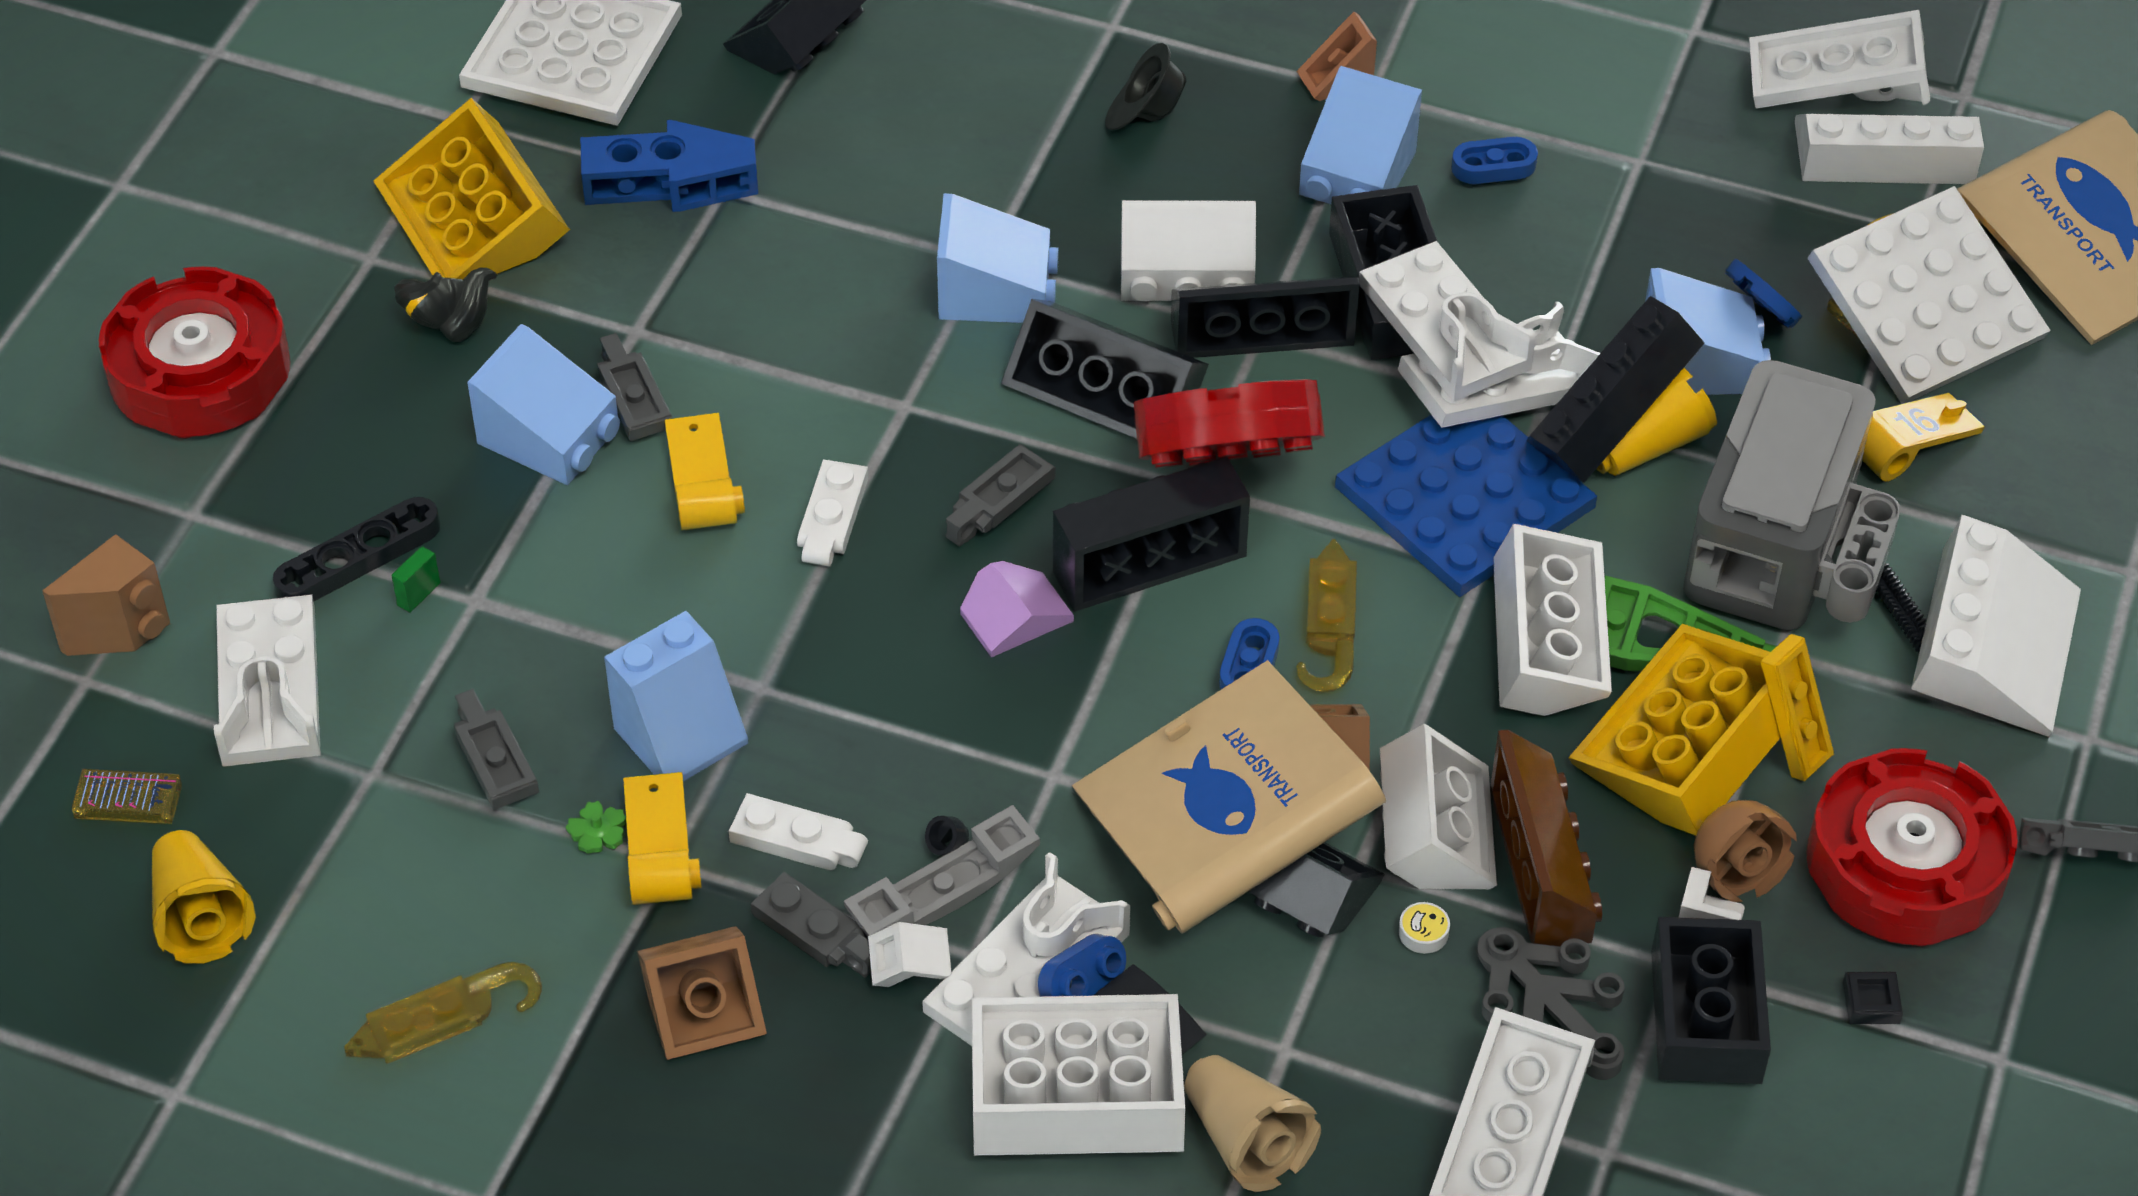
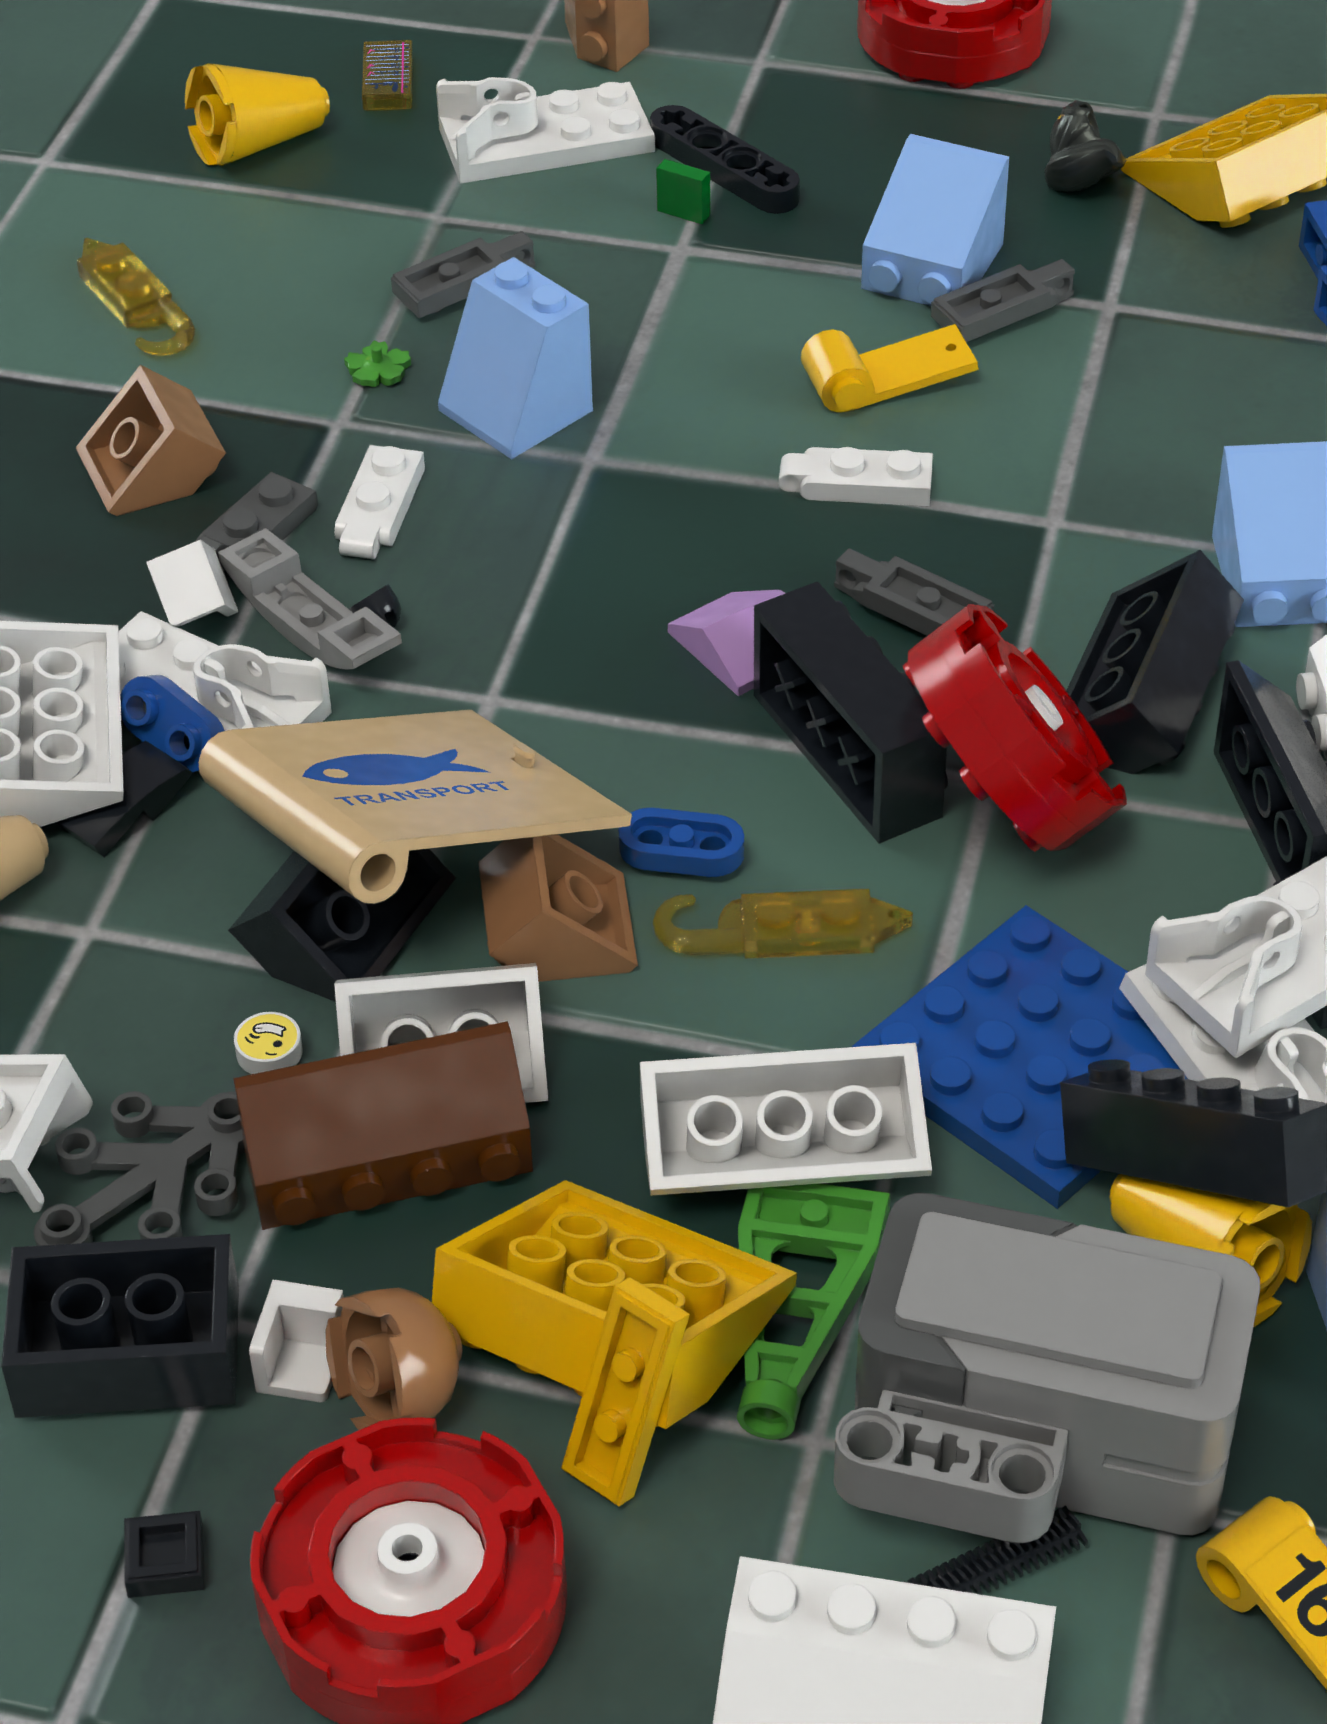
camera: 85 degrees right, 5 degrees down
(658, 840) = (312, 412): yellow door -> none

